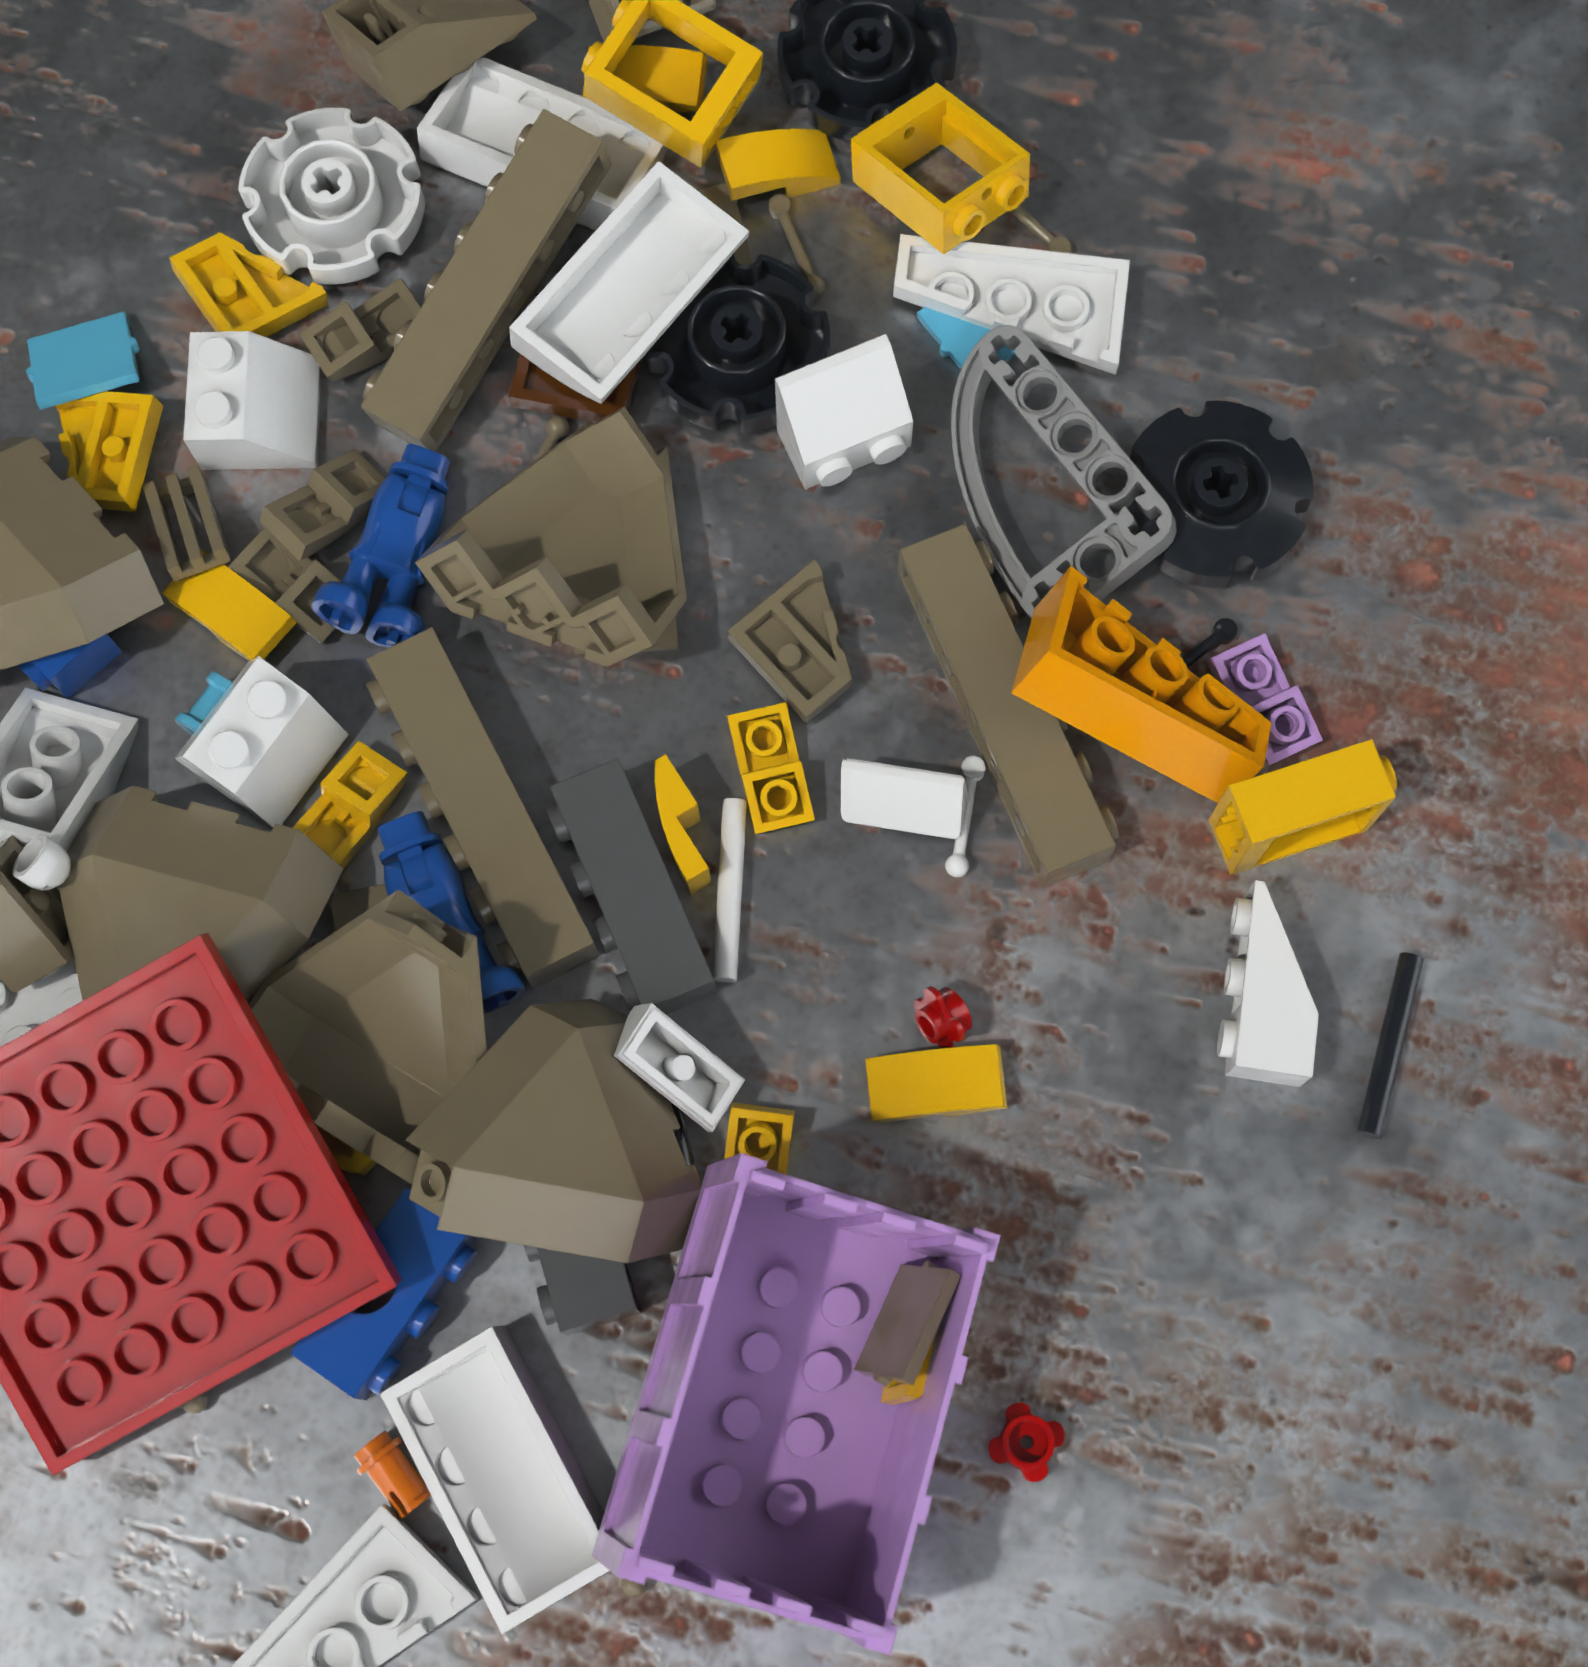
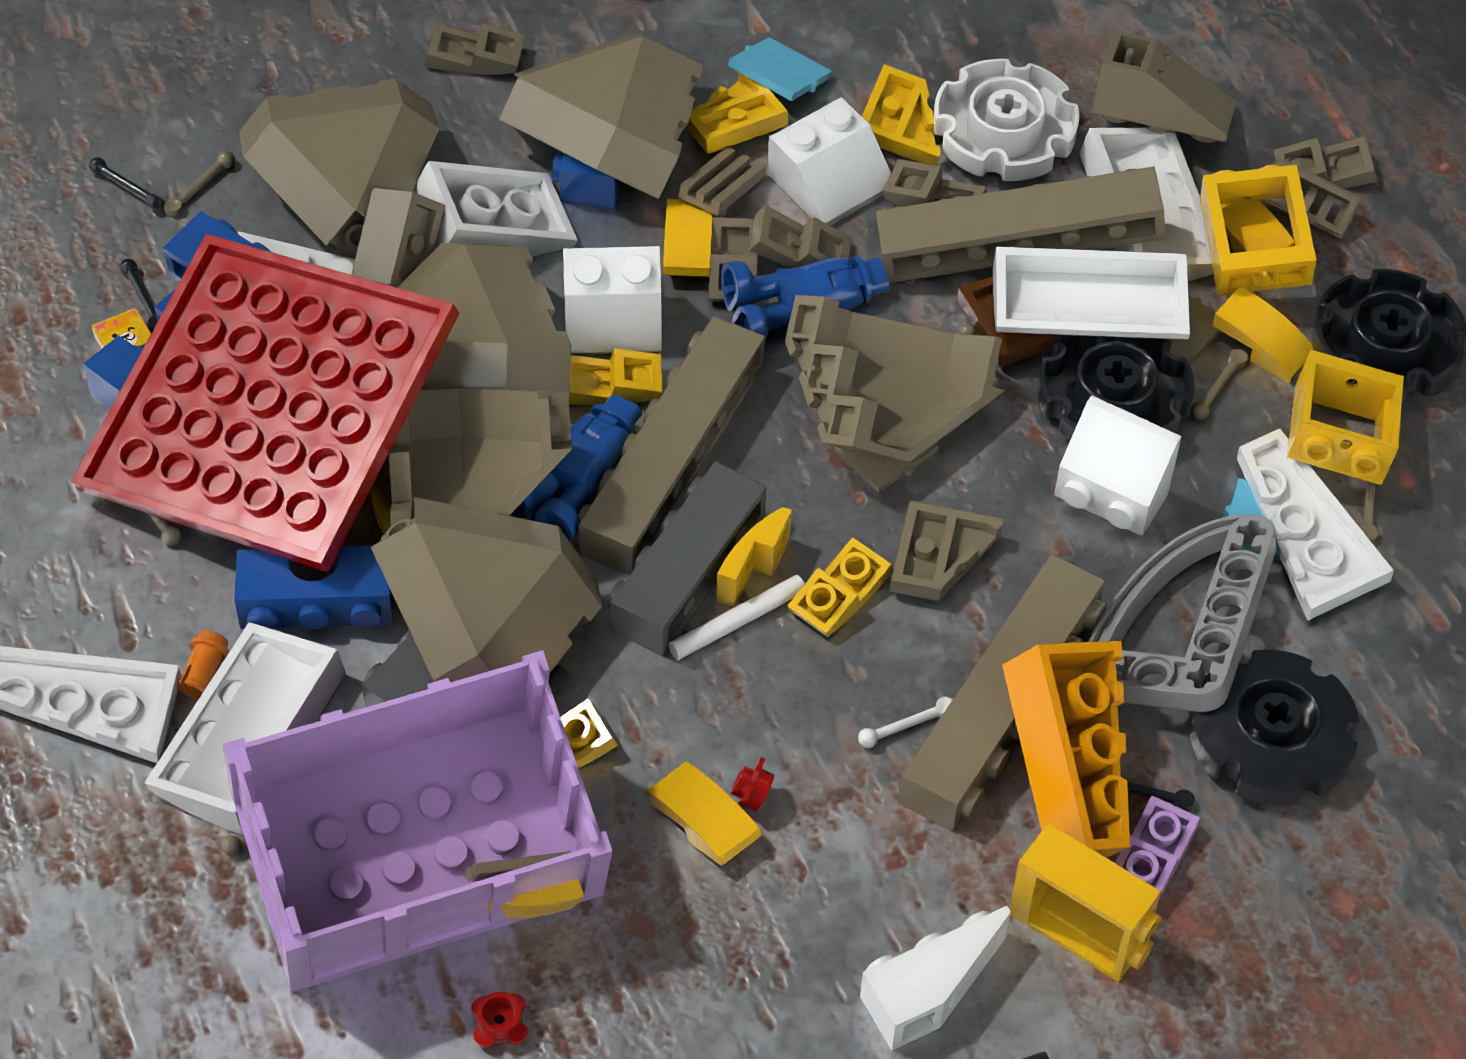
camera: 50 degrees right, 20 degrees down
(42, 864) = (438, 229): white hinge -> none
(677, 1065) = (588, 643): white slope -> none
(903, 798) = (884, 671): white slope -> none

